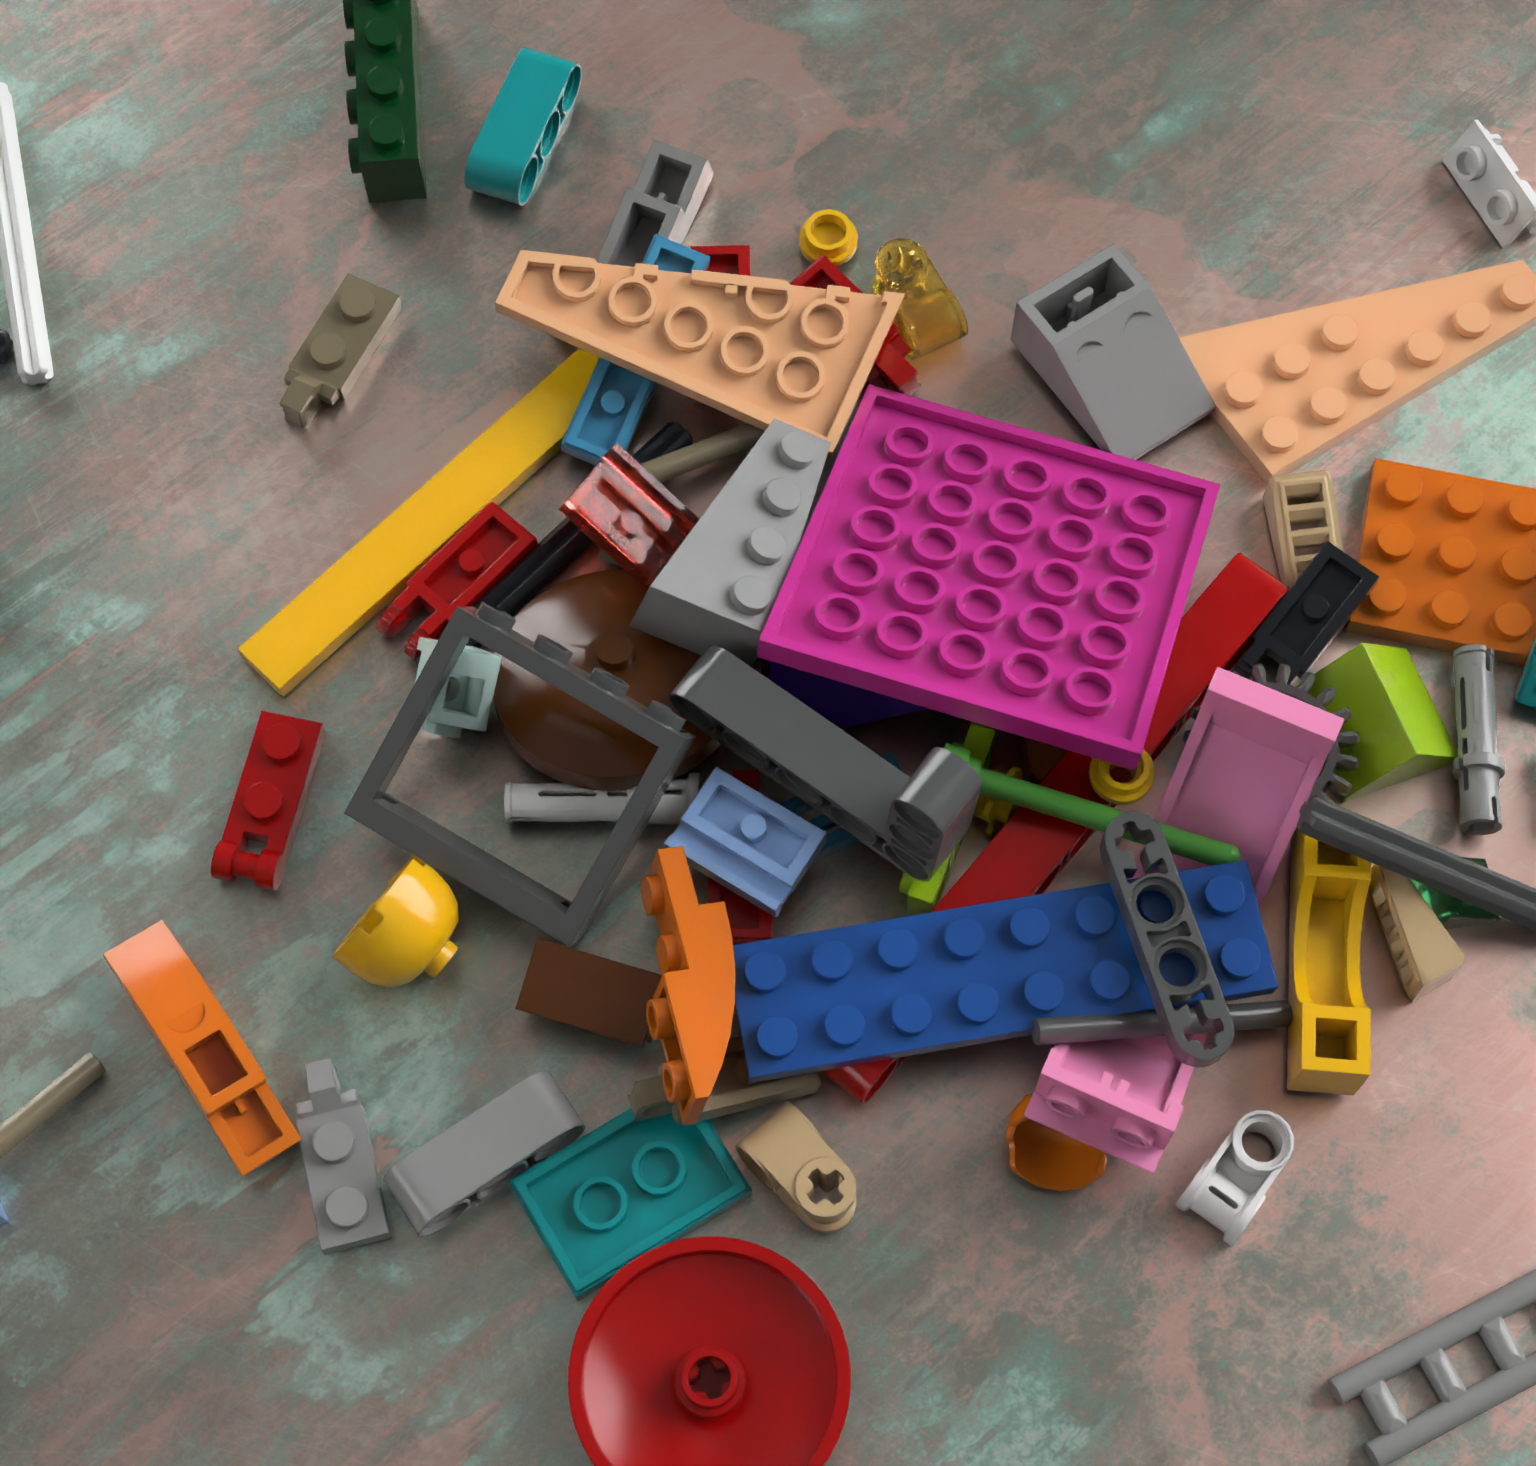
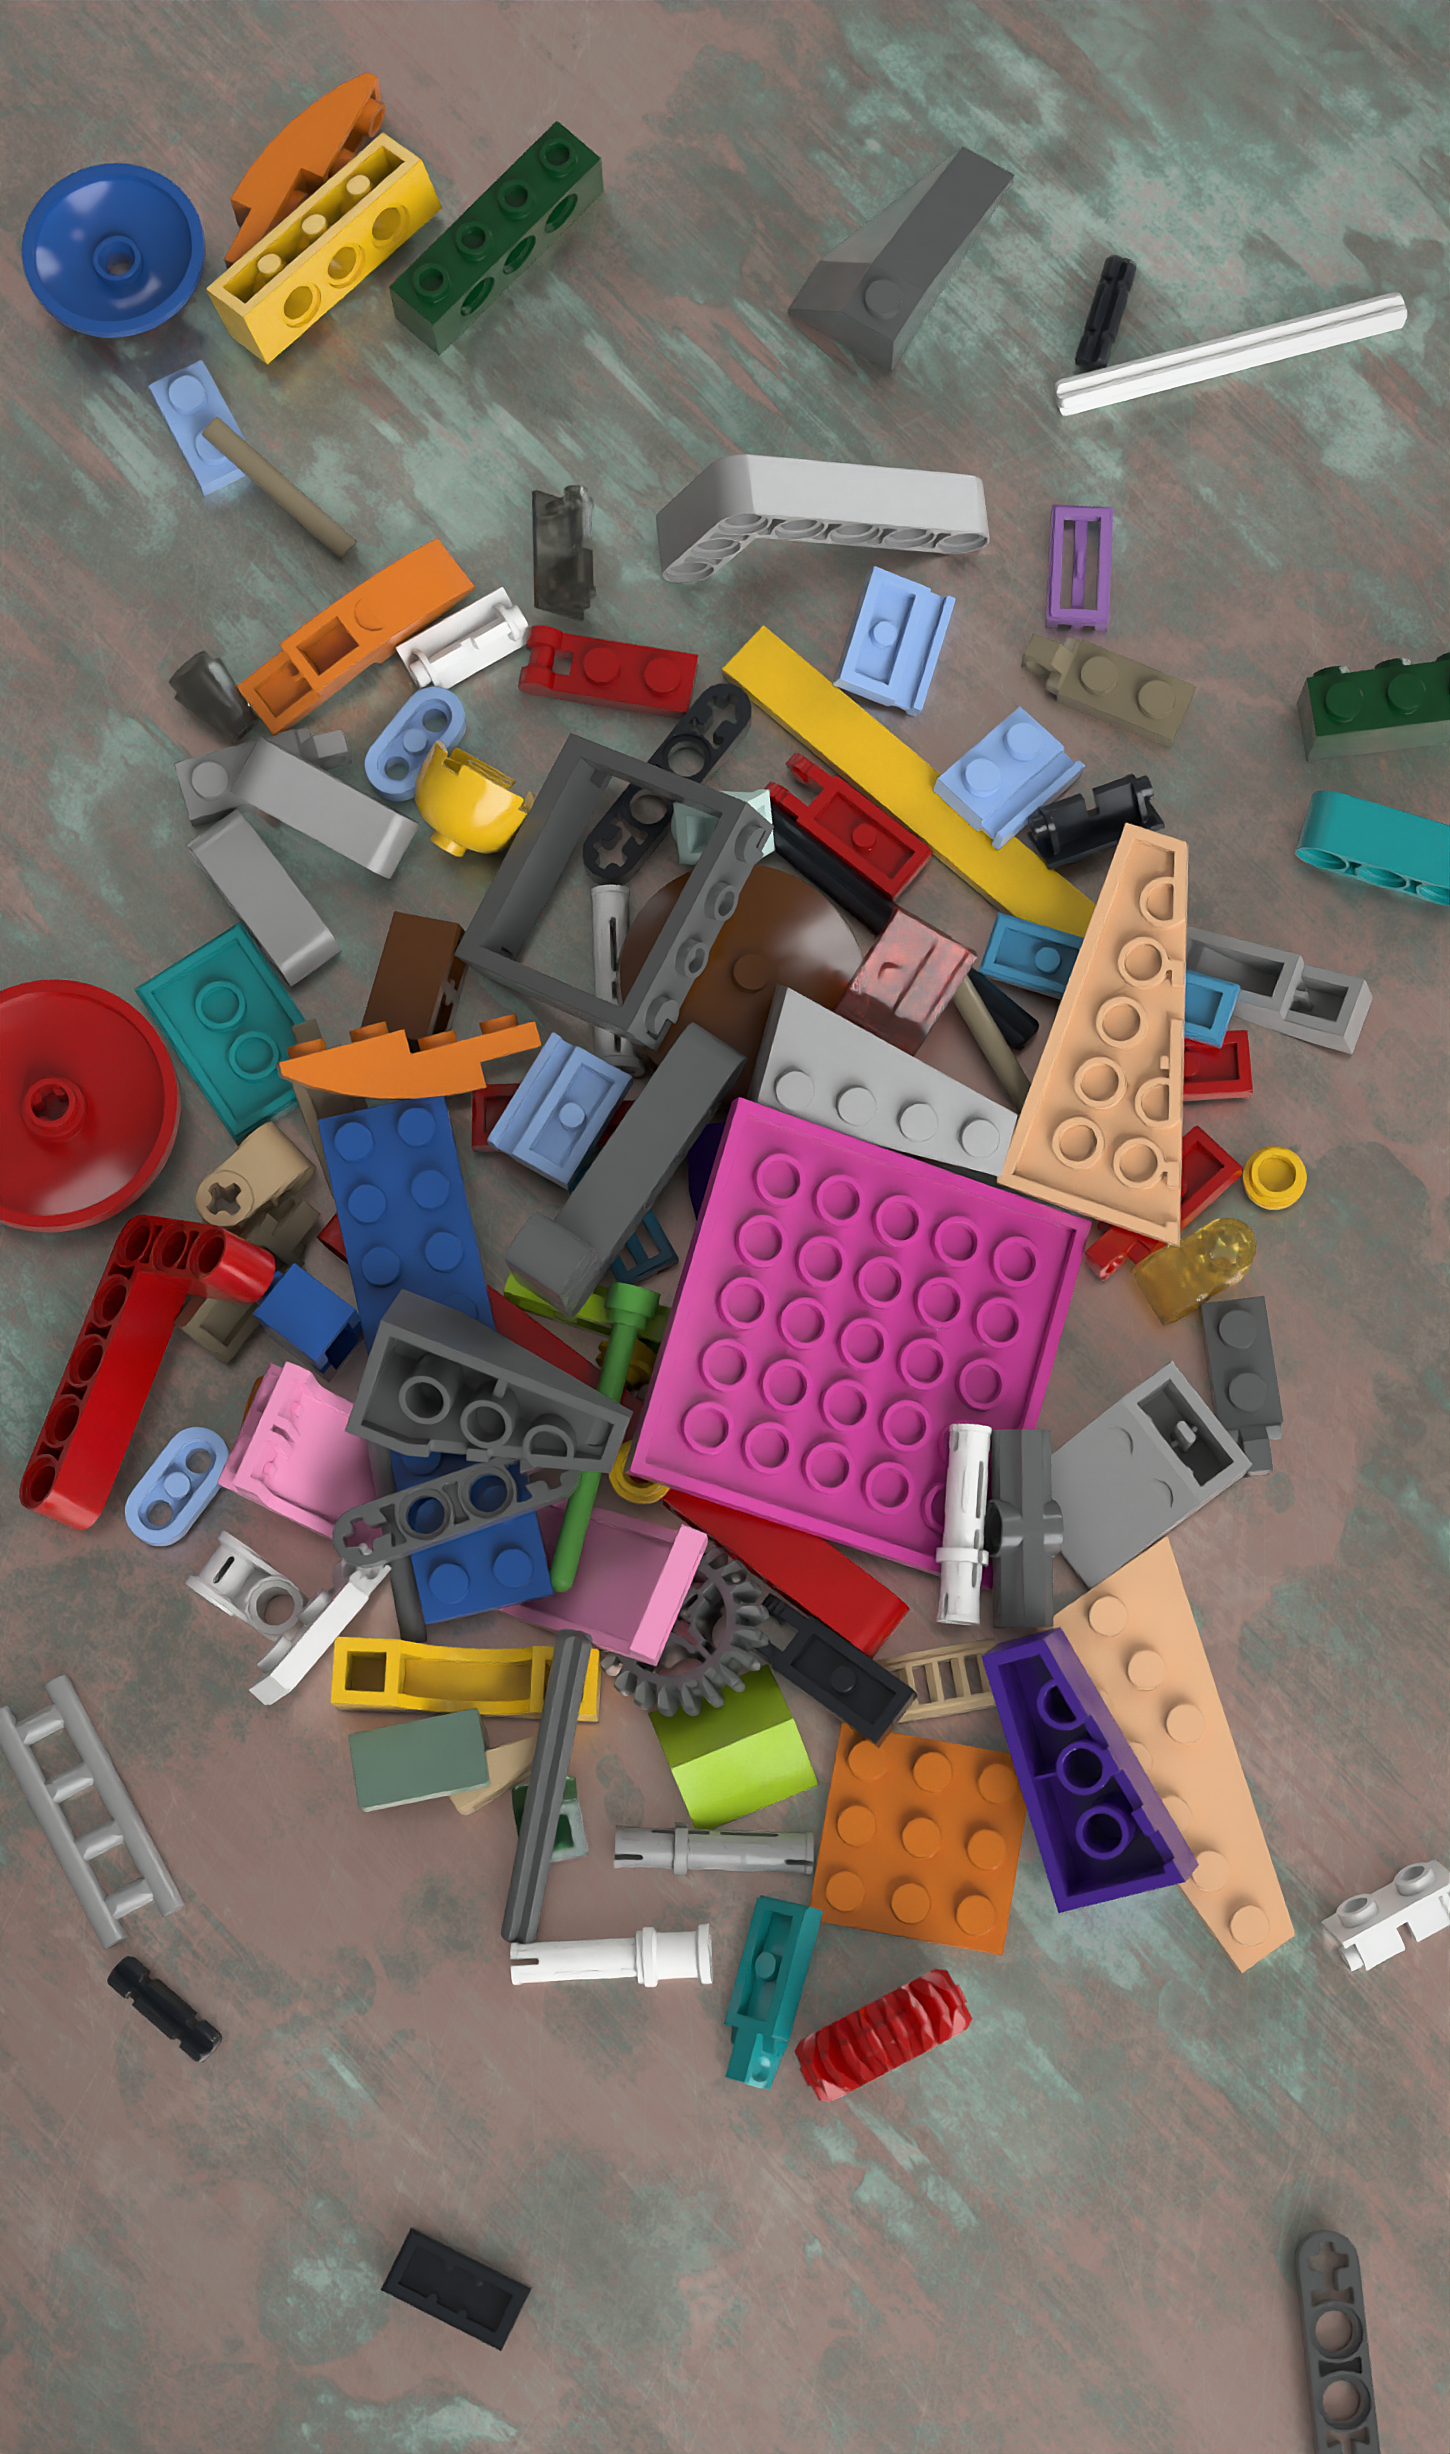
camera: 90 degrees right, 10 degrees up
(123, 592) = (815, 503): none -> light grey beam
(163, 835) = (559, 562): none -> clear smoke hinge
(210, 379) = (1077, 615): none -> medium lavender tile
(219, 938) = (464, 642): none -> white hinge
(249, 1204) = (212, 695): none -> clear smoke cone
(269, 530) = (893, 641): none -> light blue plate
(328, 994) = (408, 742): none -> light blue plate
(392, 1079) = (324, 807): none -> light grey beam
(423, 435) = (1008, 777): none -> light blue plate
(443, 807) = (726, 736): none -> black beam
(478, 362) = (1068, 832): none -> black hinge
(905, 1173) = (226, 1325): none -> dark tan hinge
(962, 1097) = (309, 1321): none -> blue brick
(984, 1291) = (120, 1353): none -> red beam
(1004, 275) = (1243, 1376): none -> dark grey hinge
(1053, 915) = (469, 1391): none -> dark grey wedge
(1131, 1248) = (174, 1484): none -> light blue plate
(1169, 445) = (1022, 1528): none -> dark grey piece
(1170, 489) = (963, 1533): none -> white pin
(1298, 1091) = (323, 1621): none -> white hinge
(1417, 998) = (420, 1760): none -> sand green panel
(1421, 400) = (1081, 1782): none -> dark purple wedge

